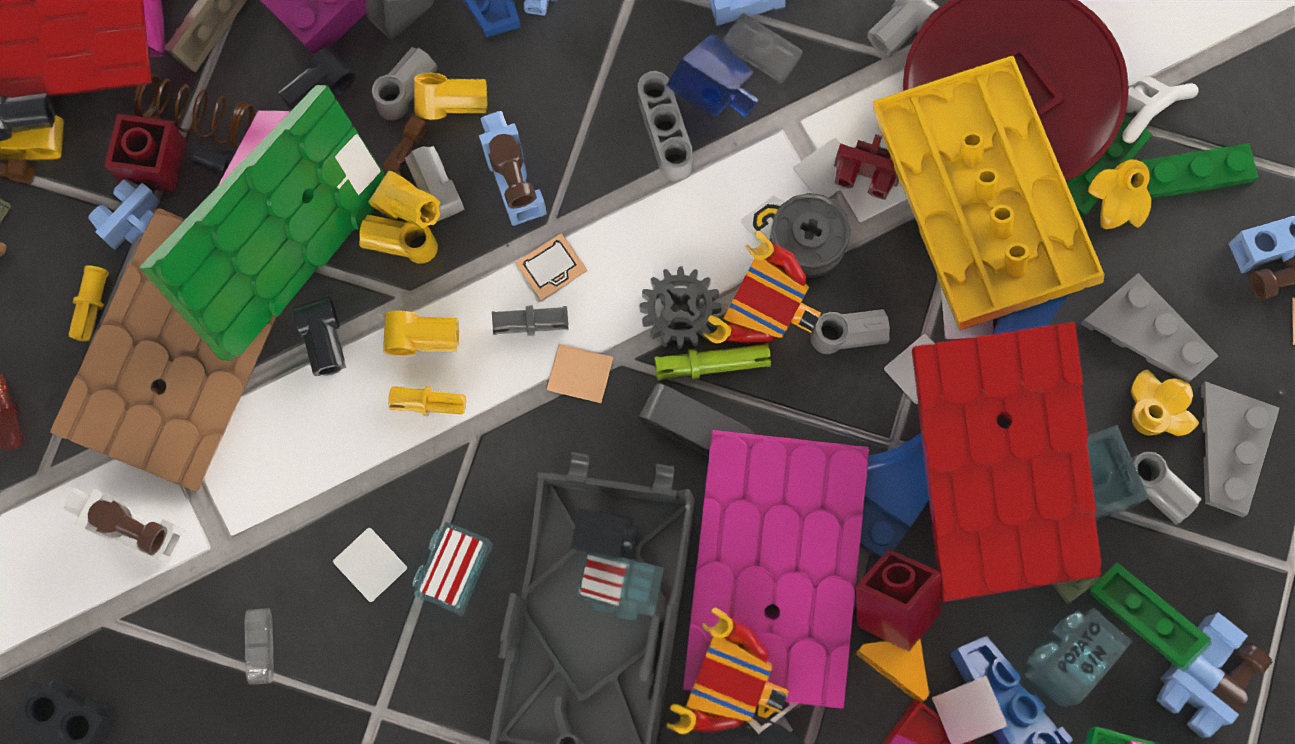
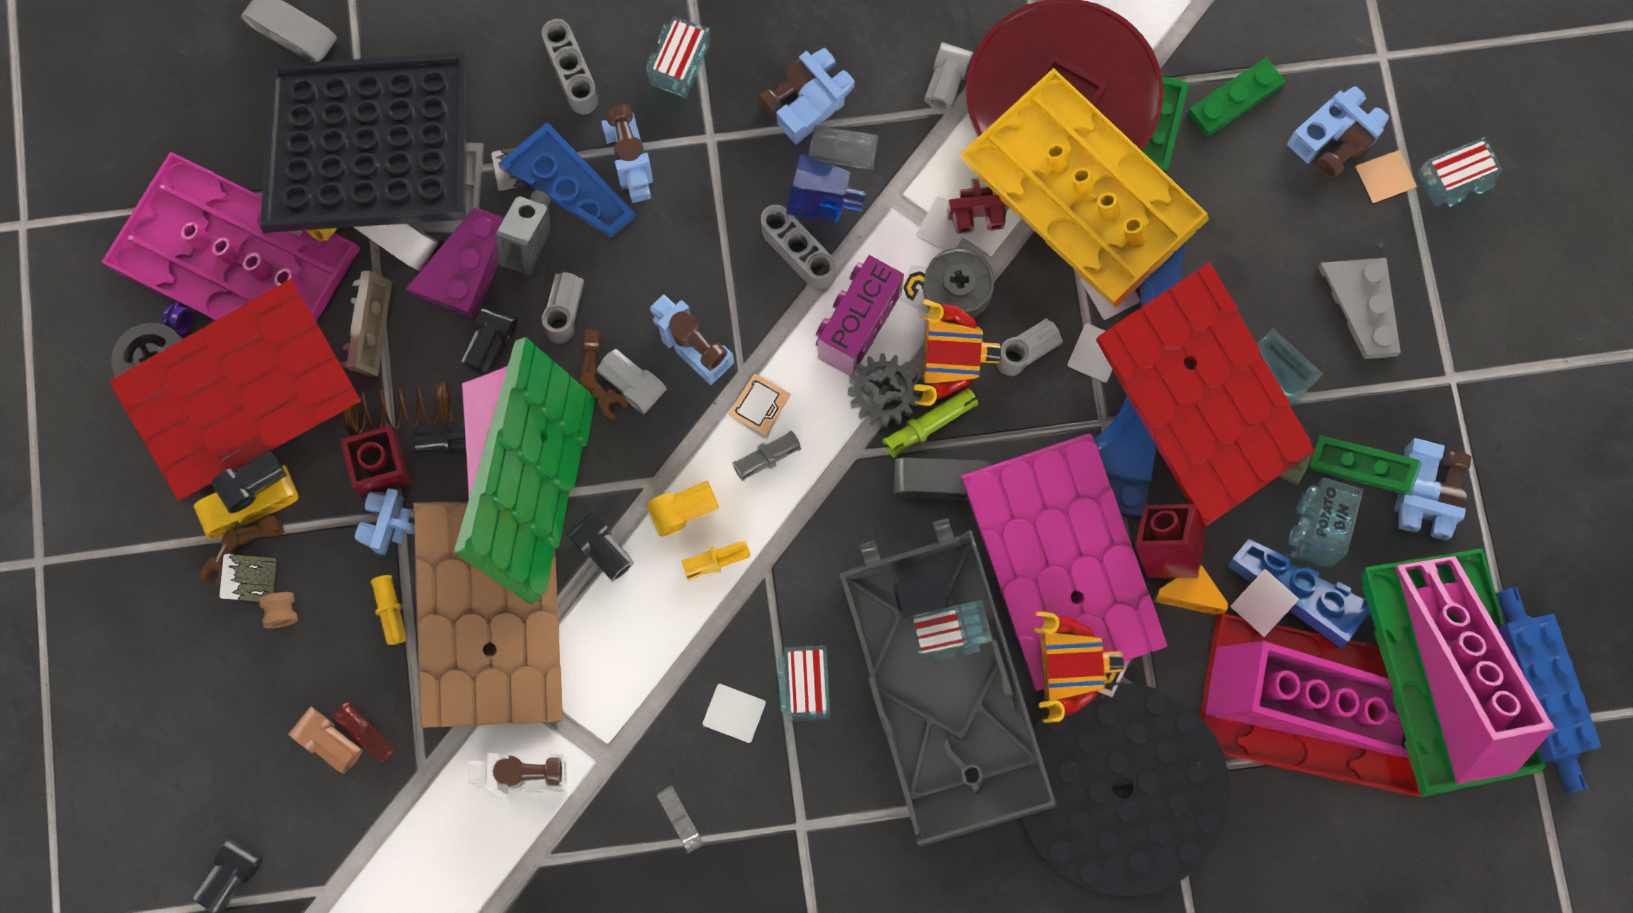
camera: 30 degrees left, 0 degrees up
(357, 164) = (567, 391): white sticker -> none
(395, 238) = (620, 439): yellow piece -> none
(401, 199) = (612, 404): yellow piece -> none
(438, 96) = (600, 303): yellow piece -> none
(580, 373) = (826, 480): light nougat sticker -> none
(690, 219) = (859, 314): none -> magenta brick
(1119, 197) = (1189, 141): yellow plate -> none
(1149, 99) = (1176, 63): white piece -> none
(1152, 328) = (1260, 239): light grey wing -> none
(1164, 401) = (1296, 292): yellow plate -> none
(1166, 489) = (1332, 361): light grey piece -> none

